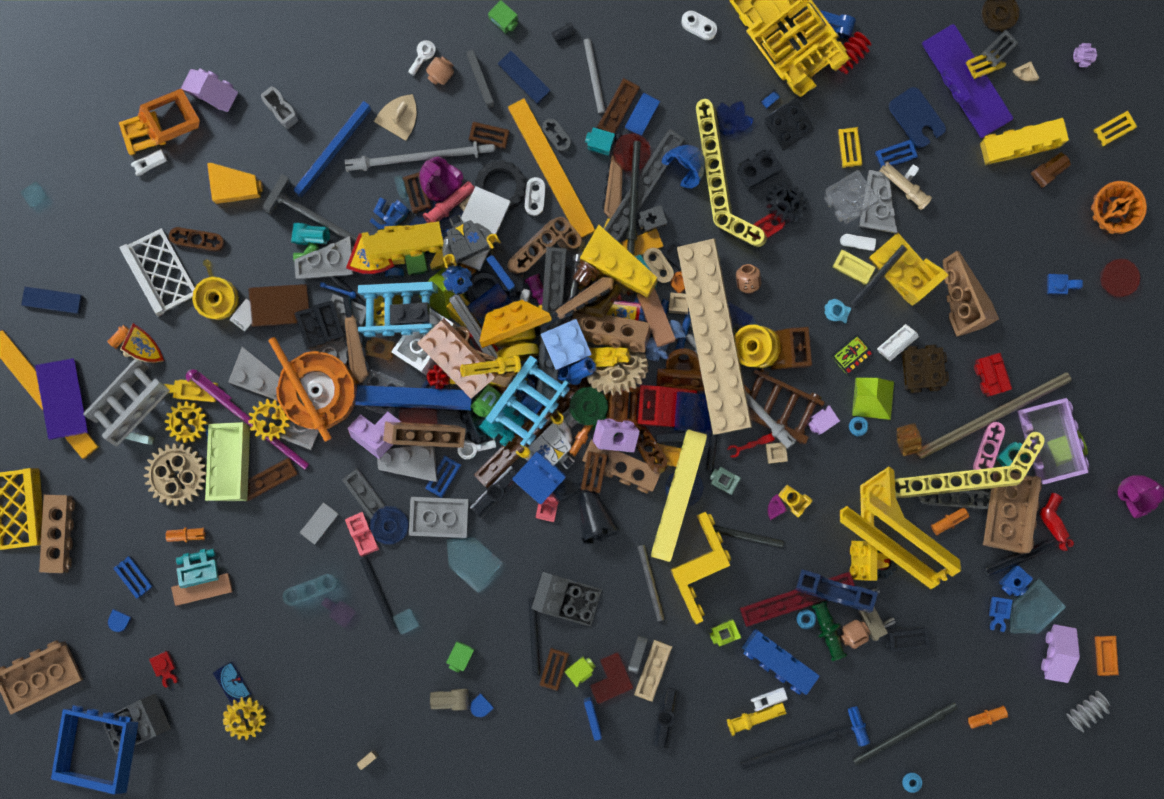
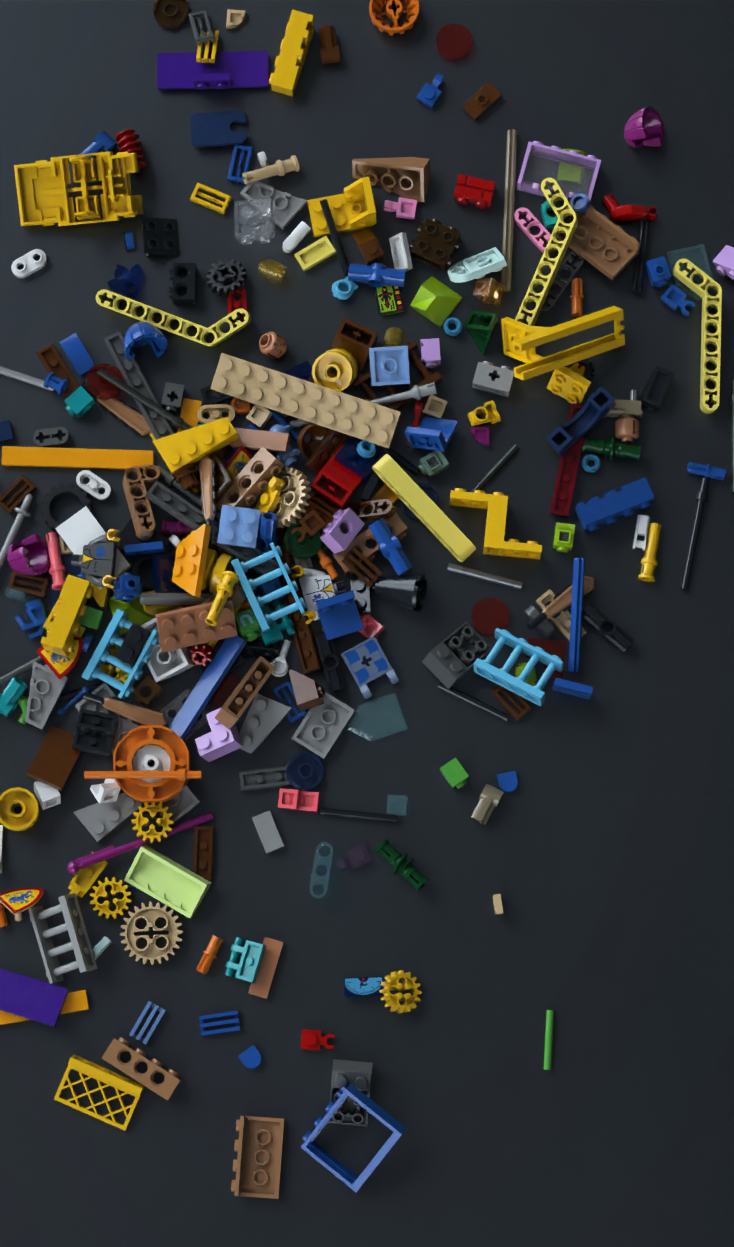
camera: 60 degrees left, 5 degrees down
(82, 515) = (140, 1019): none -> medium blue tile
(271, 364) = (106, 792): none -> white panel
(354, 656) = (401, 865): none -> dark green piece
(458, 486) = (306, 691): none -> slope
(514, 525) = (367, 663): none -> sand blue flag
(567, 669) = (518, 684): none -> medium azure fence
(604, 406) = (310, 524): none -> reddish brown plate
(607, 117) = (56, 383): none -> blue bush
(617, 608) = (489, 615): none -> clear red tile
(626, 486) = (390, 546): none -> blue piece
(660, 685) = (576, 615): none -> blue axle
(677, 669) = (561, 602): none -> medium nougat sword
(705, 415) = (370, 449): none -> dark azure plate
(749, 464) = (431, 434): none -> blue bracket
(788, 392) = (389, 365): none -> light blue plate
(814, 381) = (393, 337): none -> clear yellow brick
(816, 238) = (271, 269): none -> clear yellow brick
(828, 499) = (503, 380): none -> light grey brick
(865, 333) = (376, 275): none -> blue piece
(872, 452) = (481, 328): none -> dark green slope
(887, 310) = (368, 246): none -> reddish brown slope
(925, 417) = (477, 266): none -> light aqua plate
(941, 322) = (404, 208): none -> bright pink plate
(980, 658) = (706, 337): none -> light yellow beam
(1036, 476) = (579, 203): none -> blue tile
(1080, 334) = (481, 101): none -> reddish brown plate

